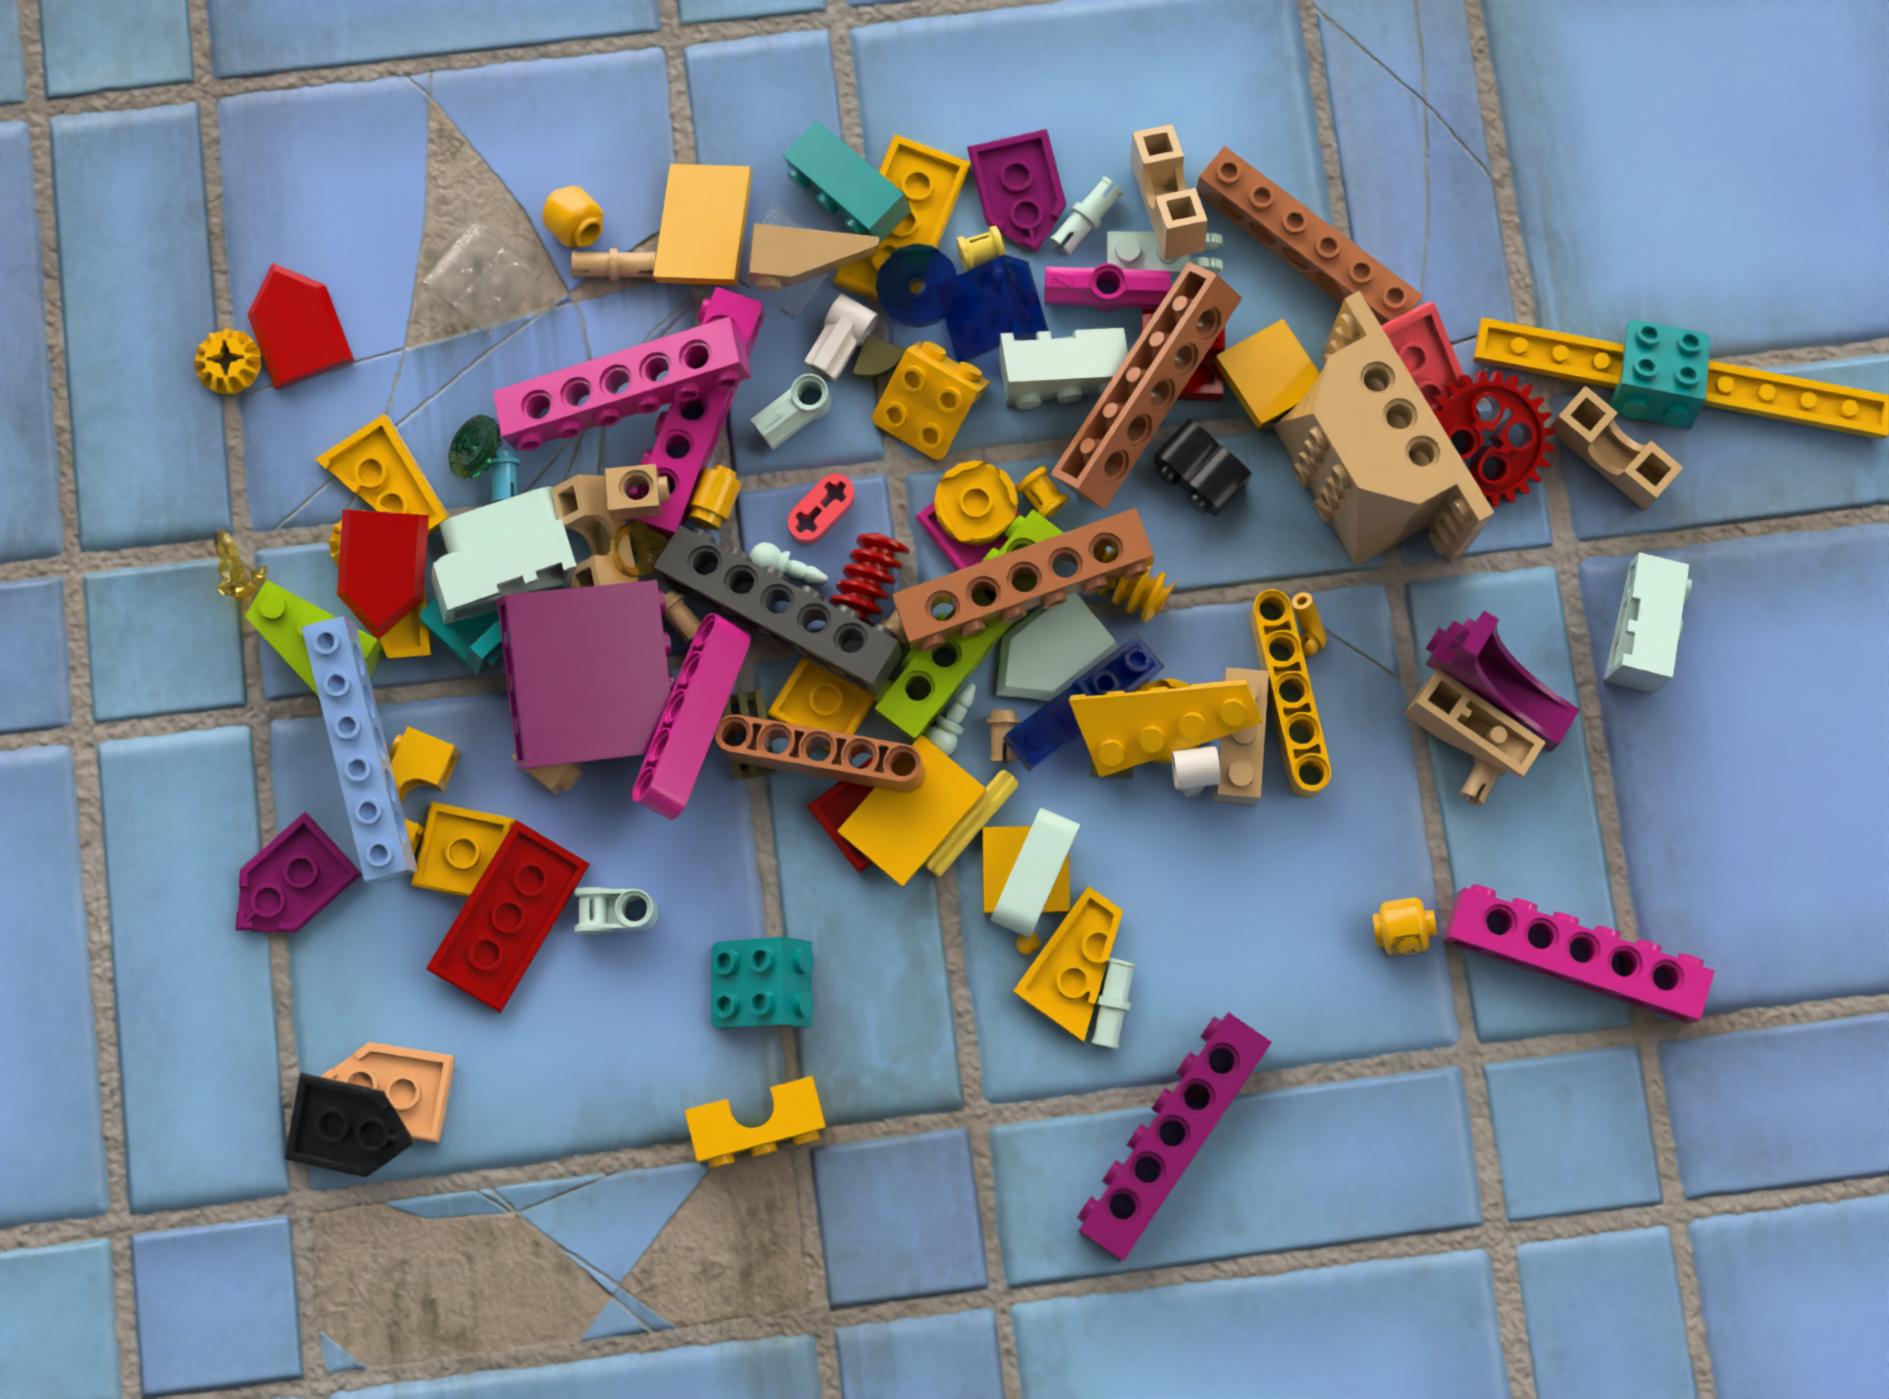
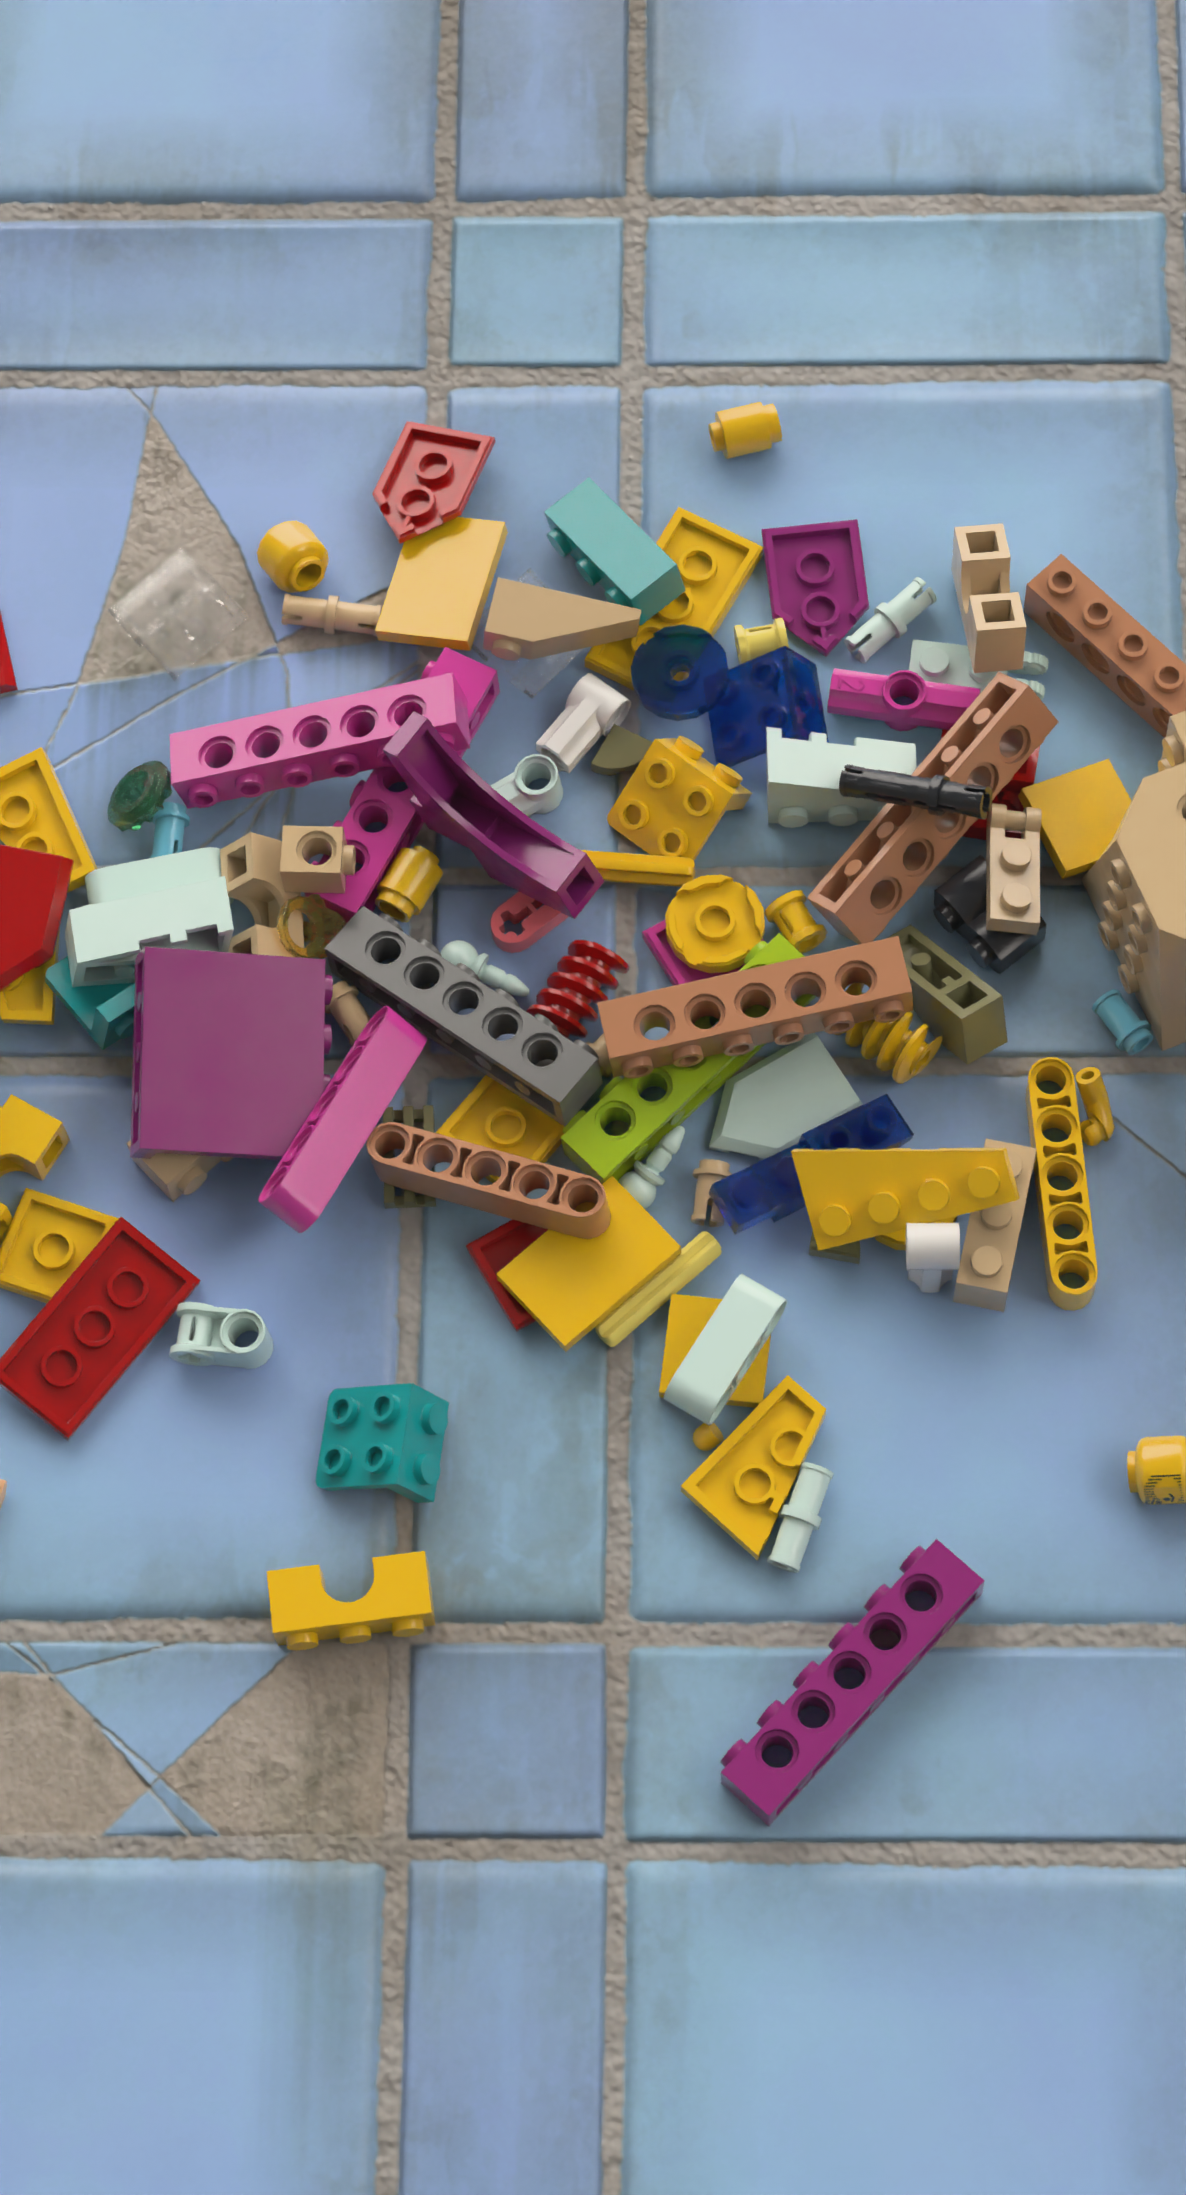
camera: 15 degrees right, 10 degrees down
(679, 132) = (429, 477): none -> tile
(783, 449) = (472, 813): none -> magenta arch
(890, 461) = (643, 868): none -> yellow axle
(942, 59) = (745, 429): none -> yellow brick
(1150, 379) = (934, 794): none -> black pin
(1178, 543) = (952, 998): none -> olive slope
(1219, 430) = (1013, 870): none -> tan plate
(1323, 547) = (1122, 1021): none -> medium azure pin

